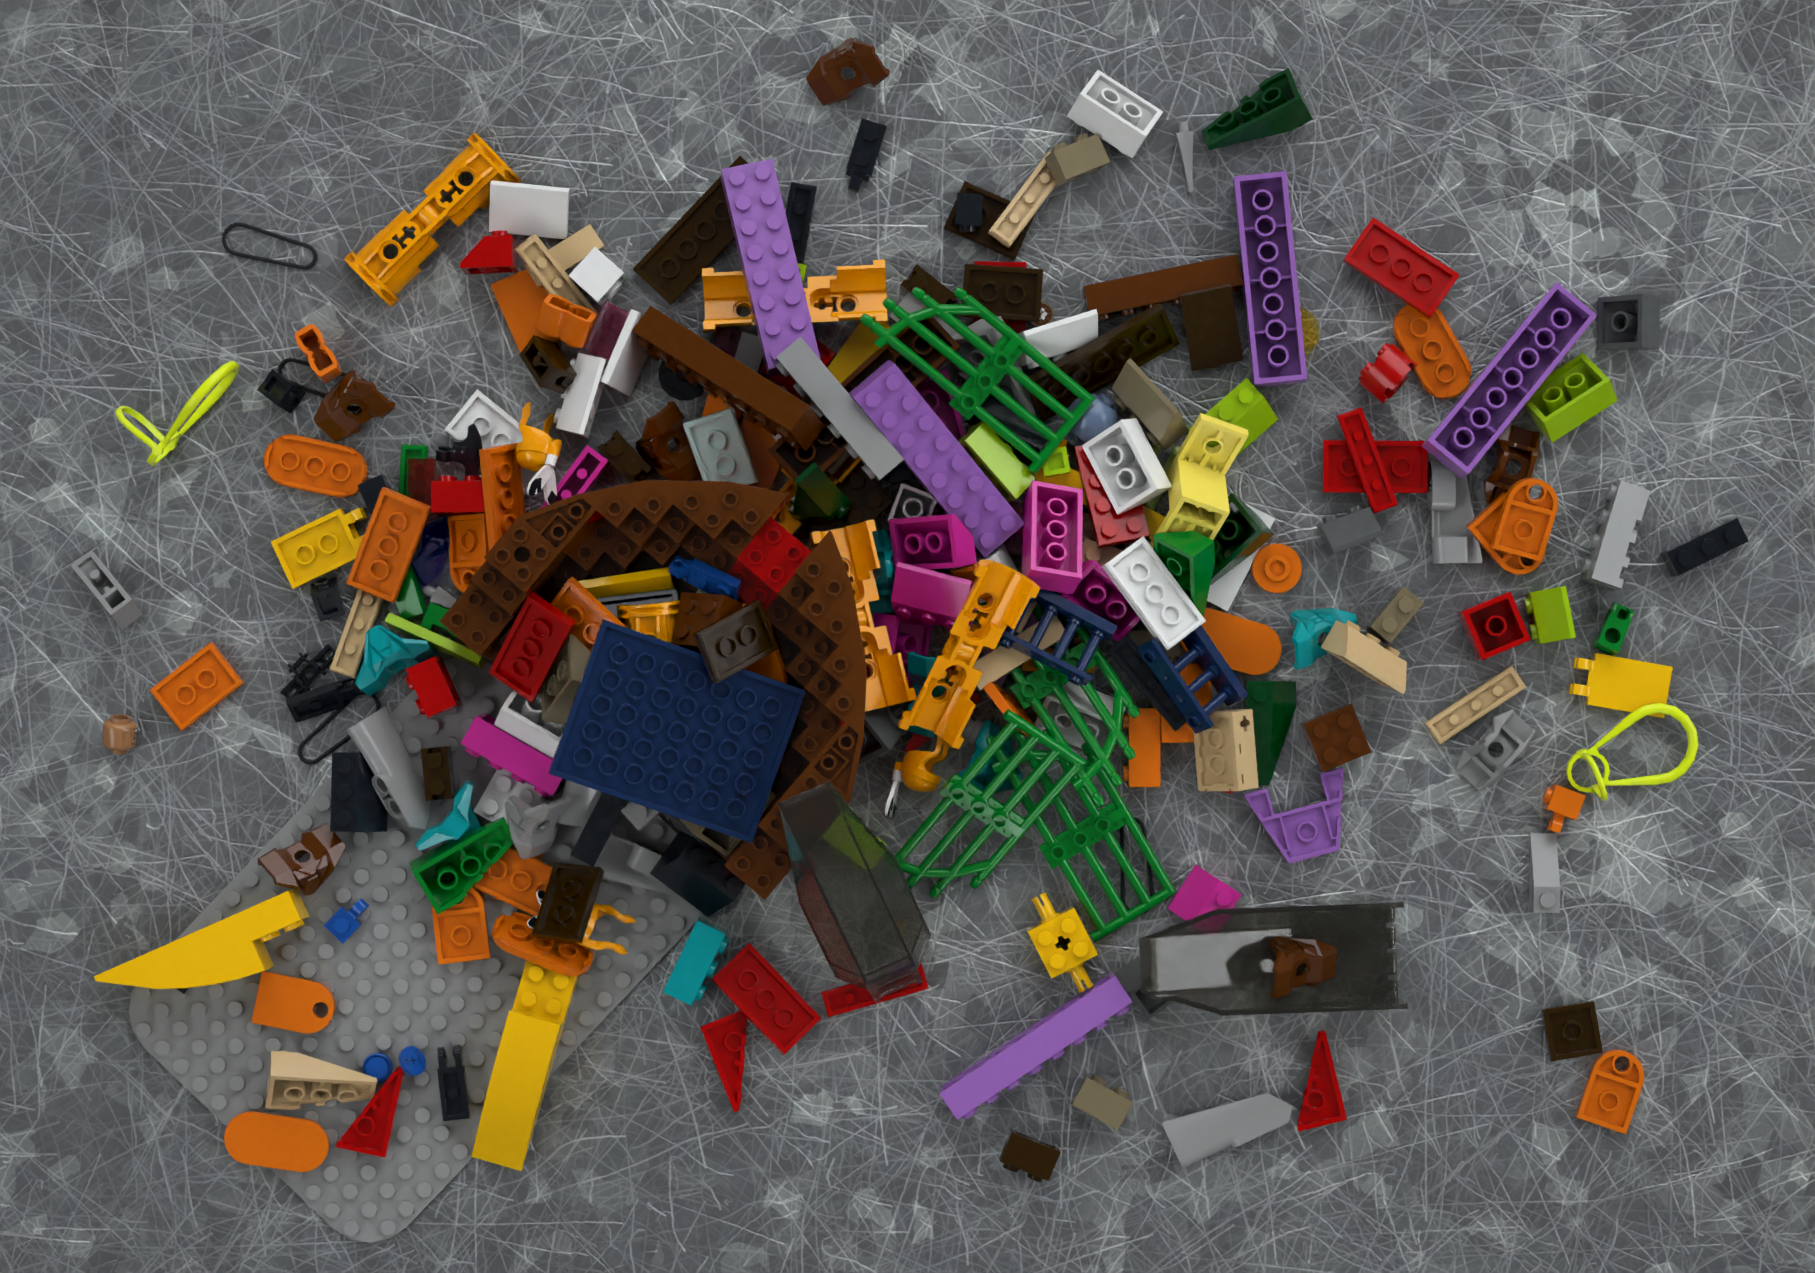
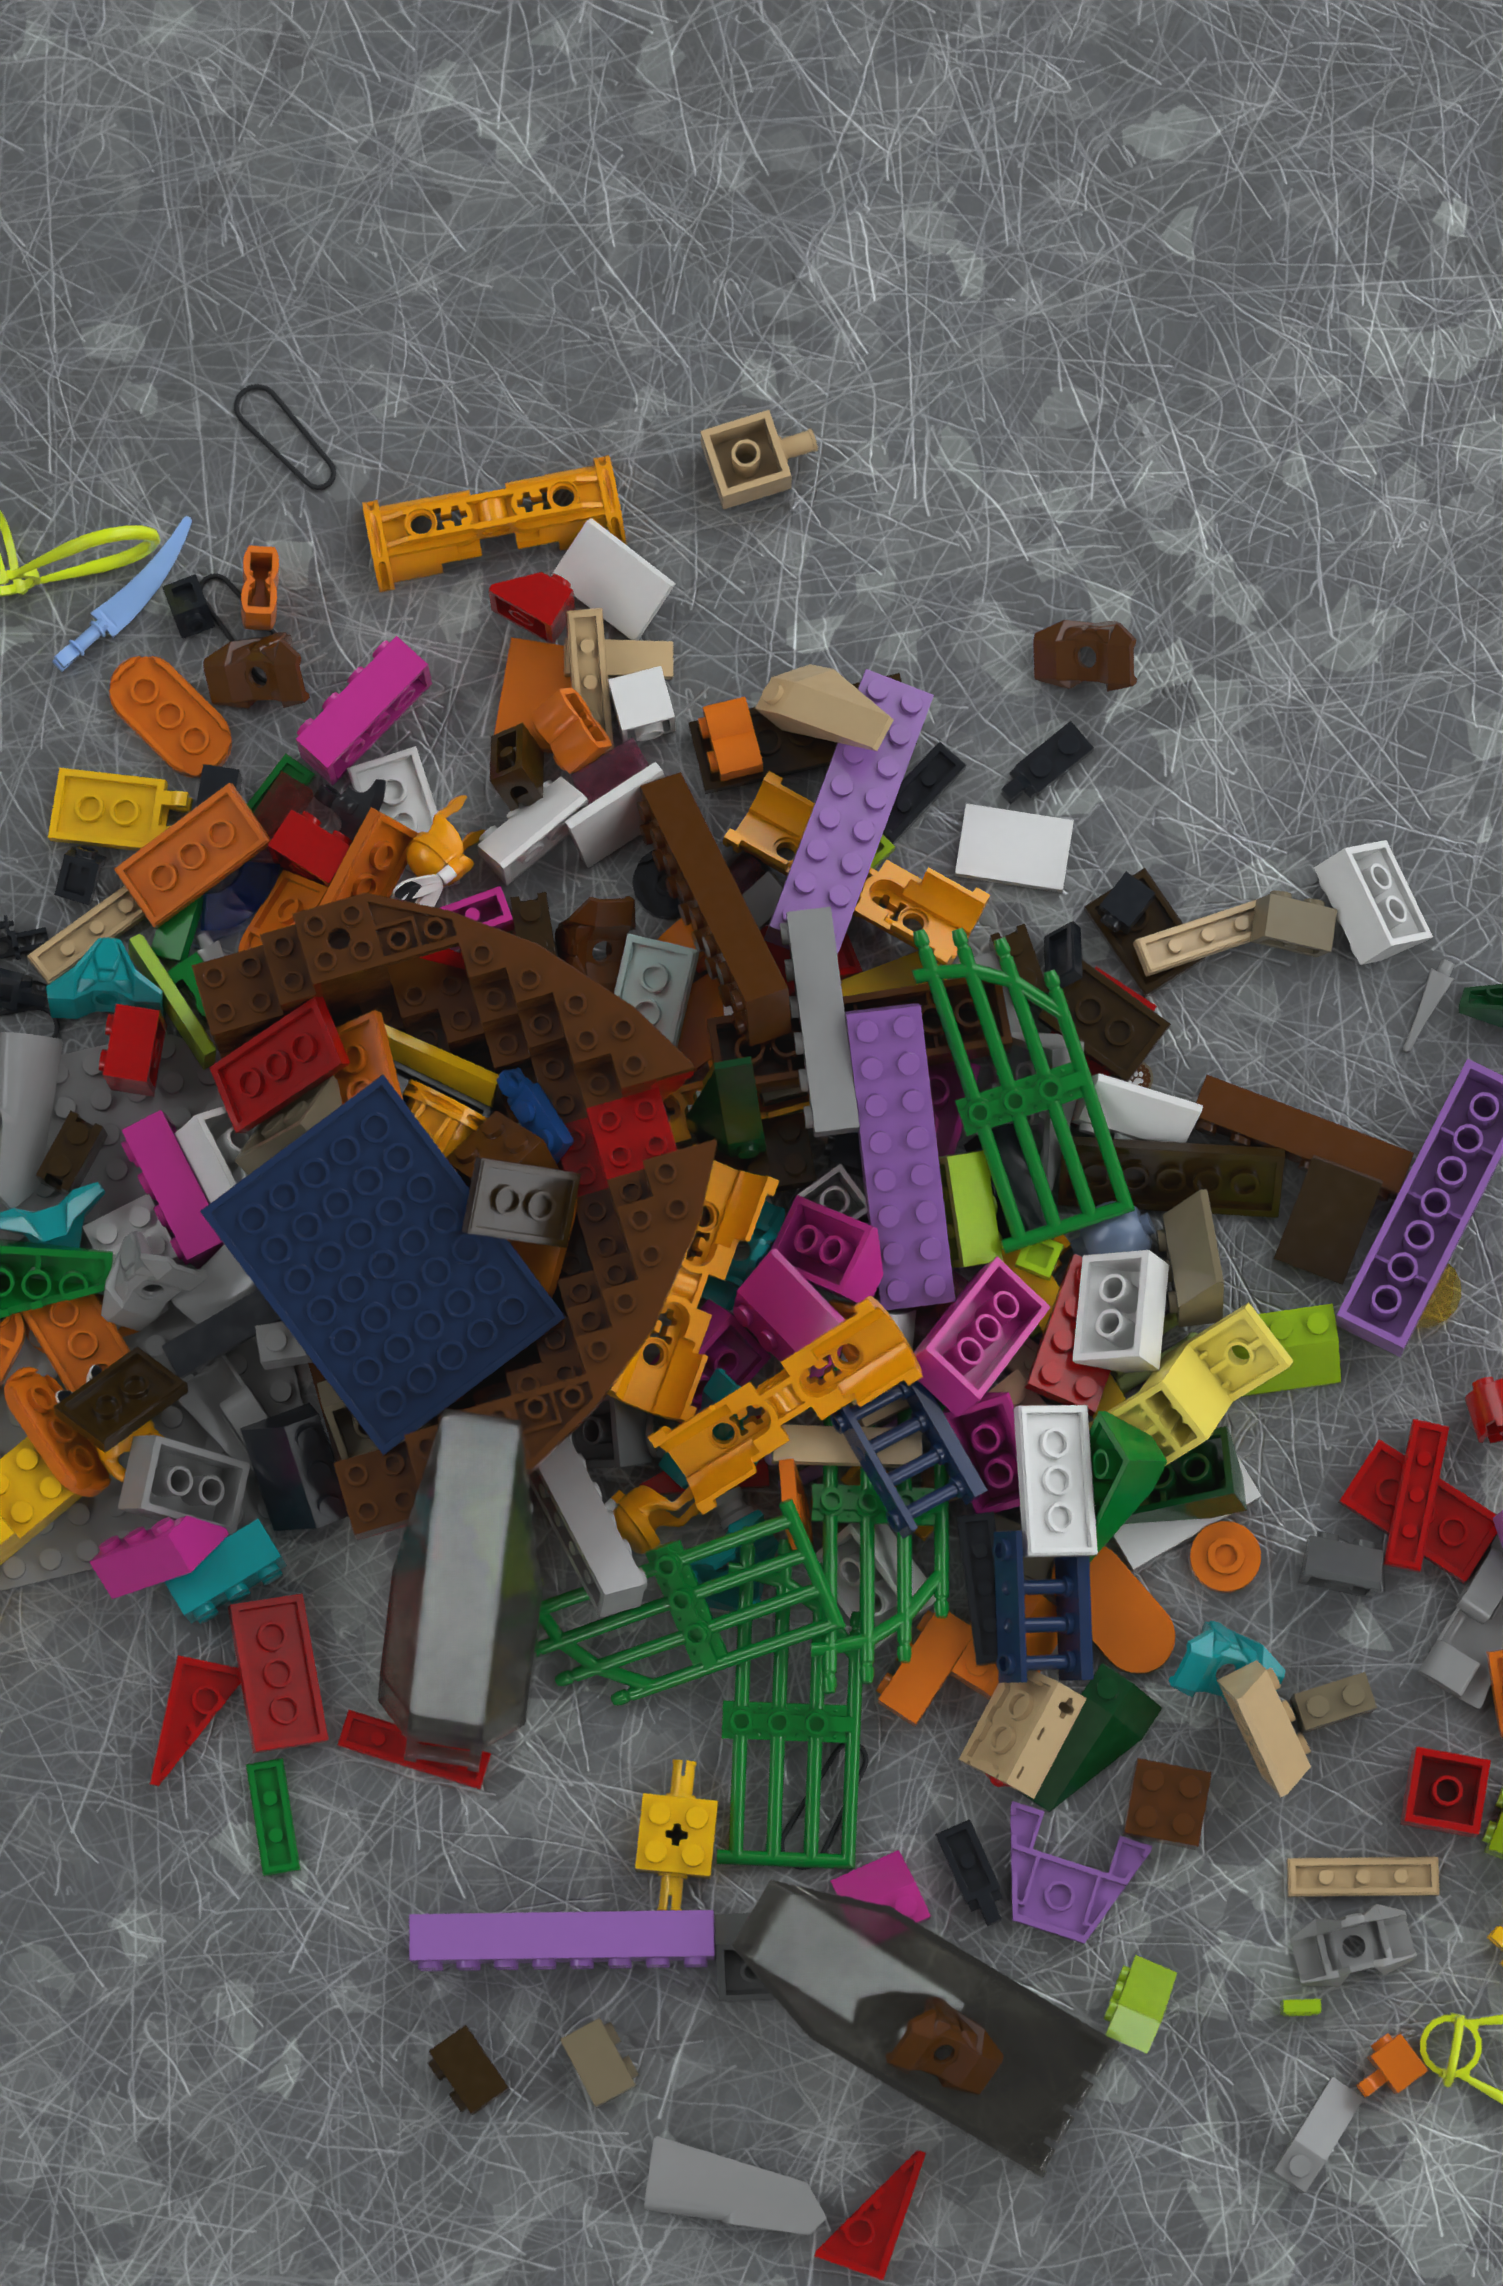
camera: 35 degrees right, 10 degrees down
(243, 410) = (129, 601): none -> light blue sword
(431, 389) = (363, 709): none -> dark pink brick
(563, 78) = (751, 458): none -> tan brick
(639, 929) = (181, 1481): none -> light grey brick
(651, 981) = (155, 1553): none -> dark pink slope
(666, 263) = (731, 738): none -> orange brick
(711, 208) = (823, 706): none -> tan wedge
(818, 1082) = (273, 1817): none -> green tile
(878, 219) = (1014, 848): none -> white tile
(902, 805) = (588, 1531): none -> light grey brick
(951, 267) = (1064, 953): none -> black tile
(1245, 849) = (971, 1869): none -> black hinge
(1396, 867) = (1139, 2003): none -> lime brick
(1487, 805) = (1300, 2007): none -> lime tile

